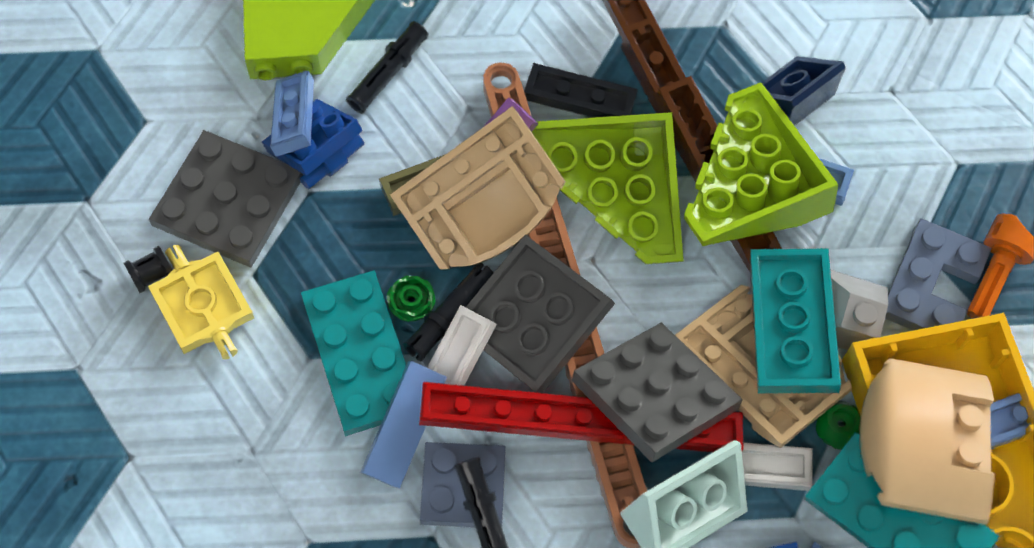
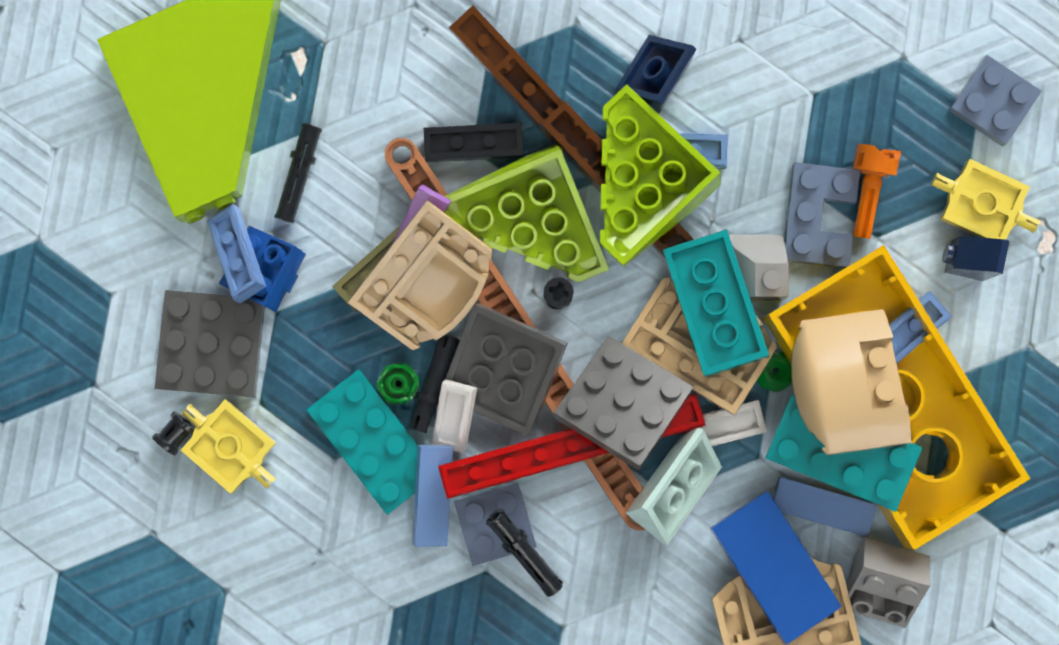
camera: 15 degrees left, 20 degrees up
(613, 270) = (553, 284): none -> black bush

